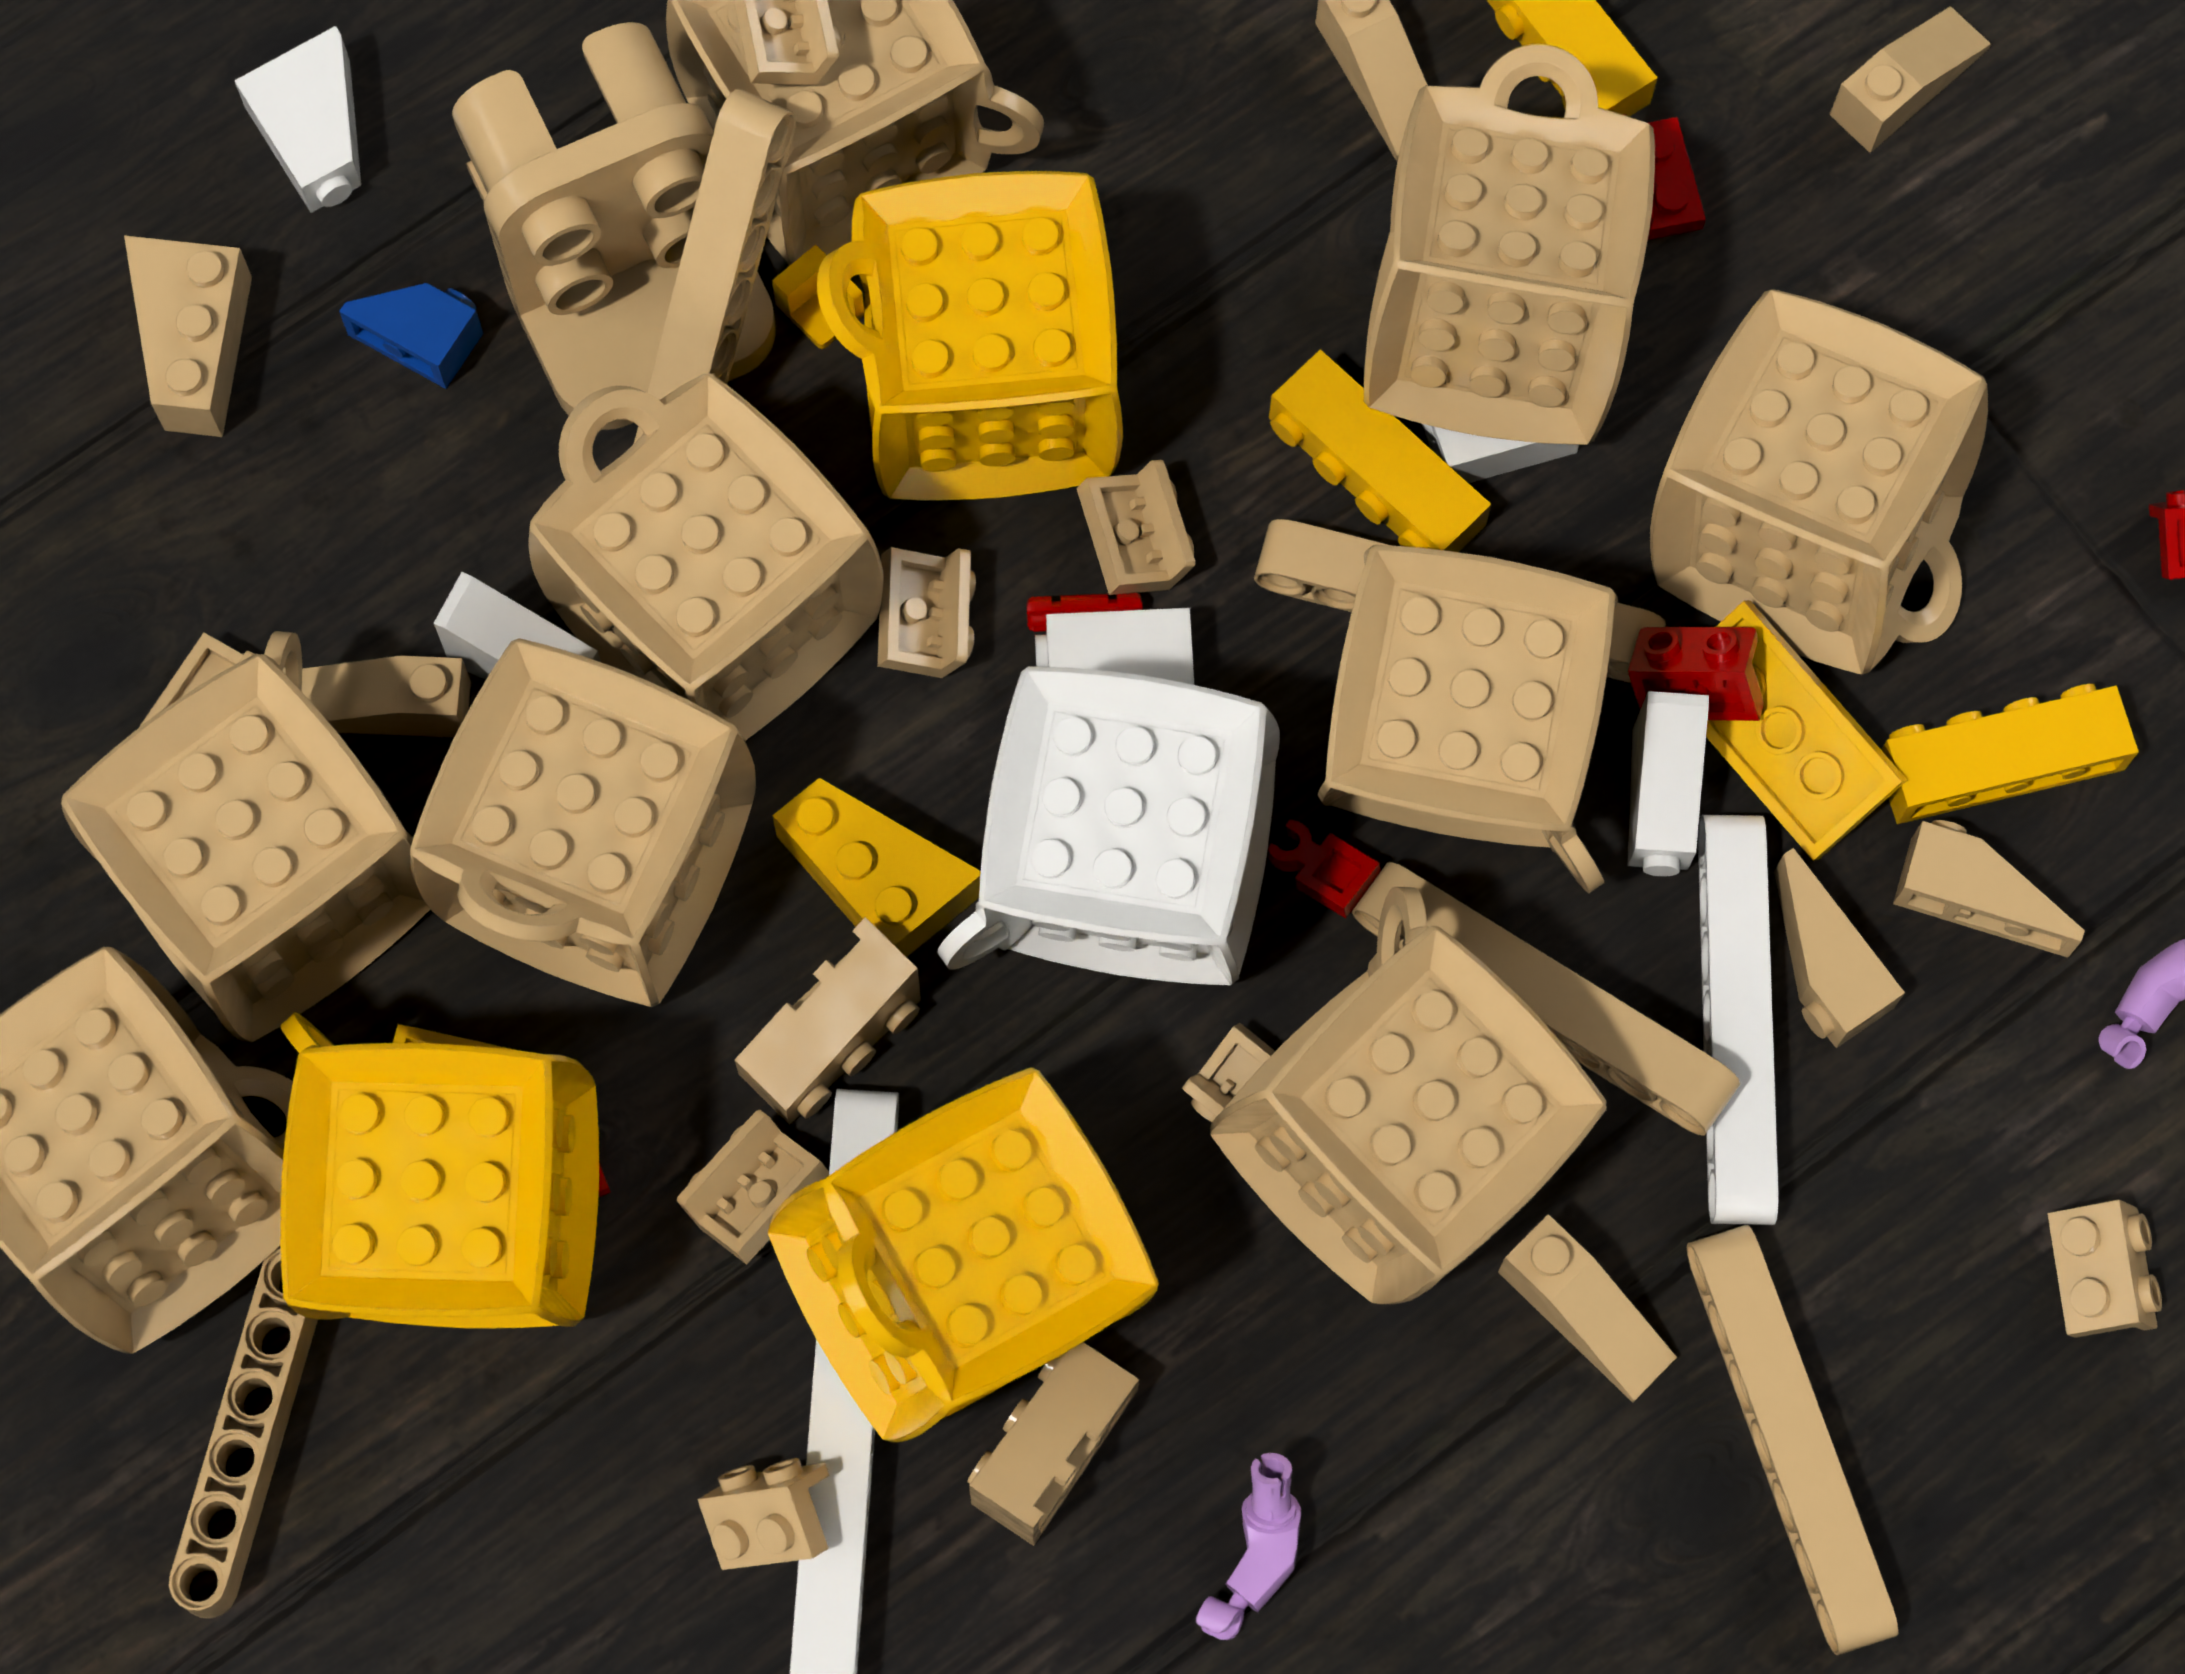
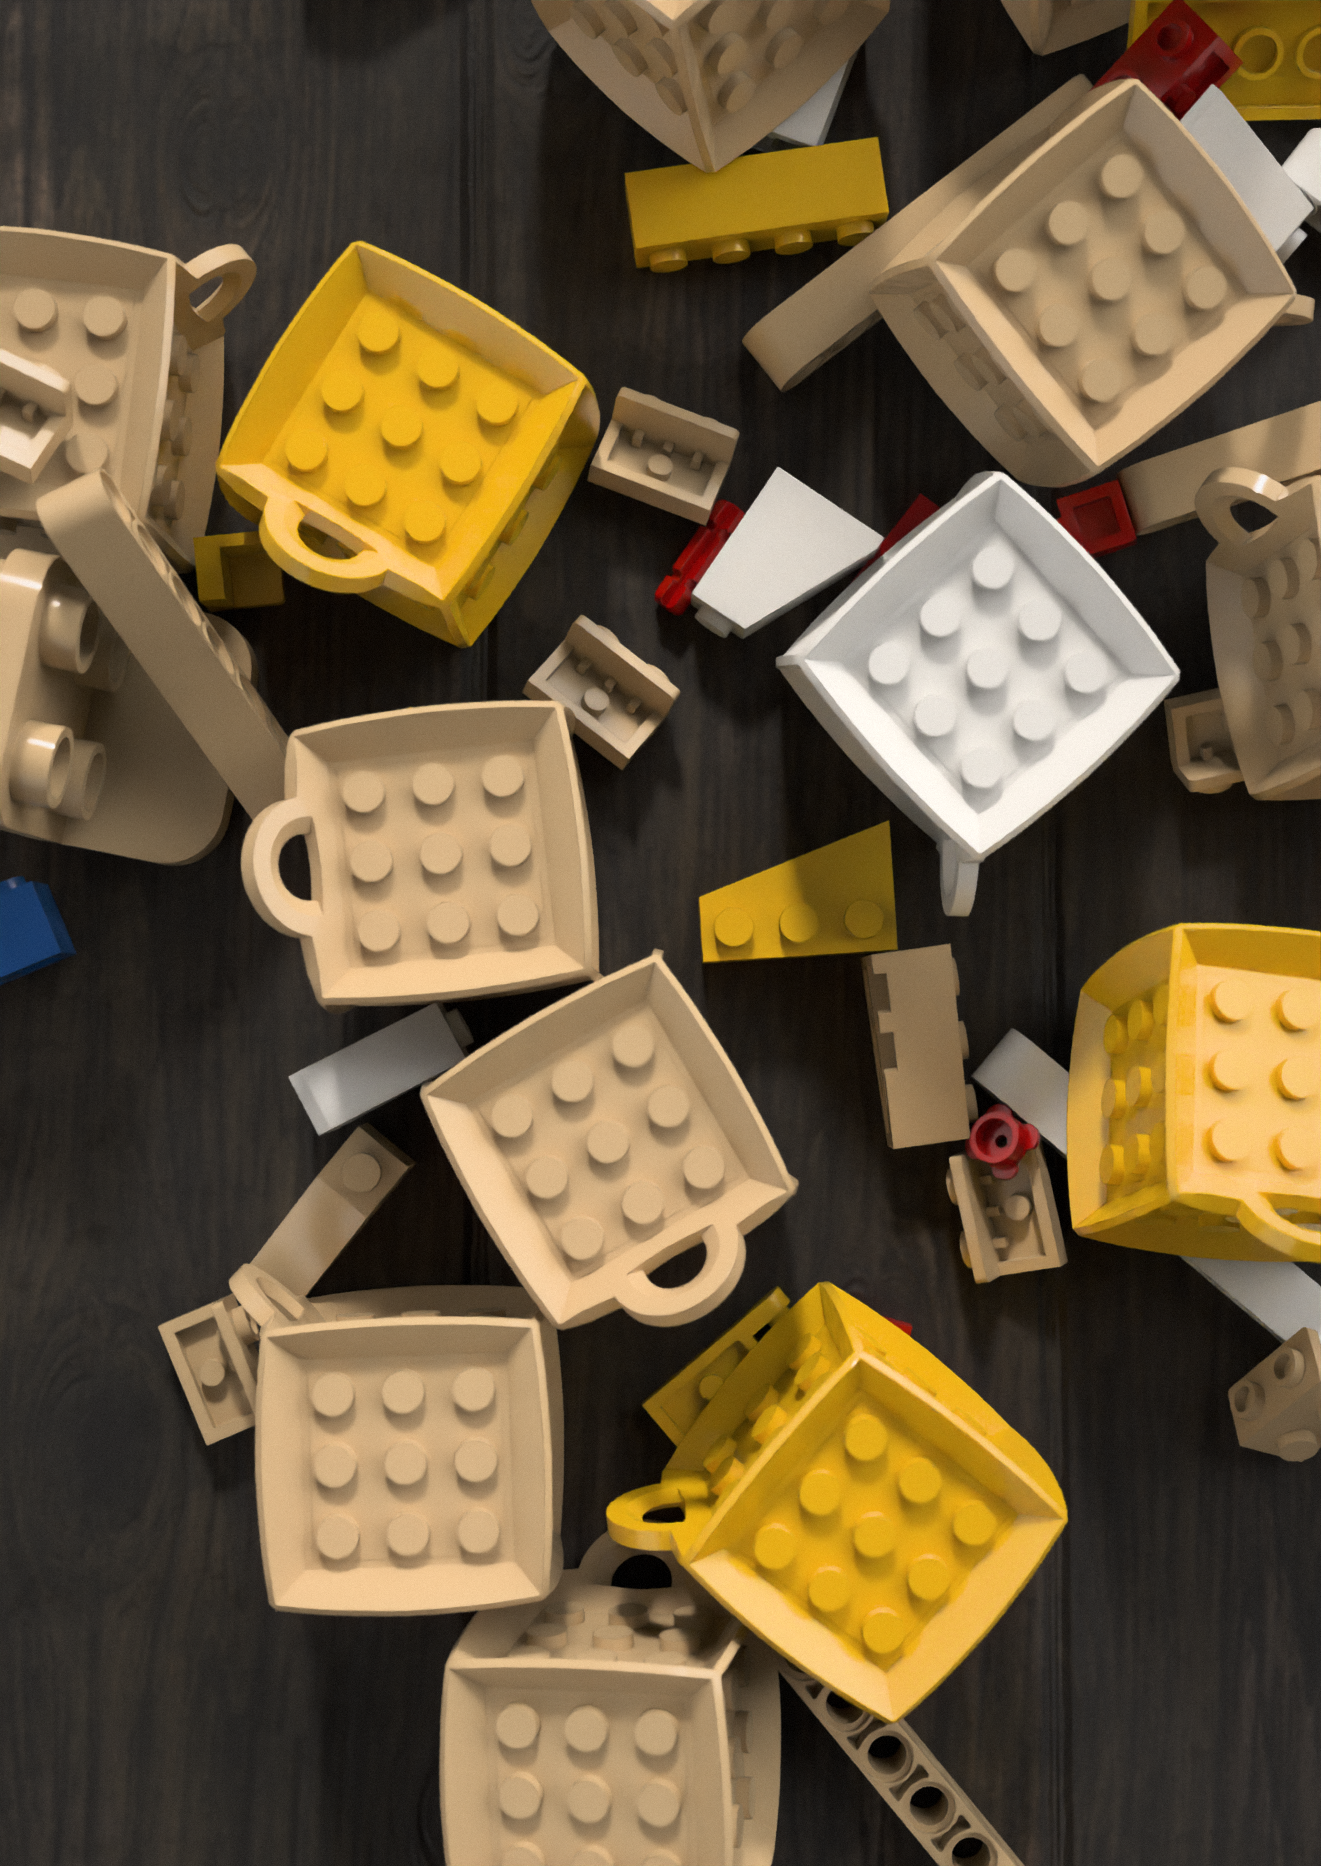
camera: 50 degrees left, 15 degrees up
(801, 1135) = (985, 1136): none -> red plate

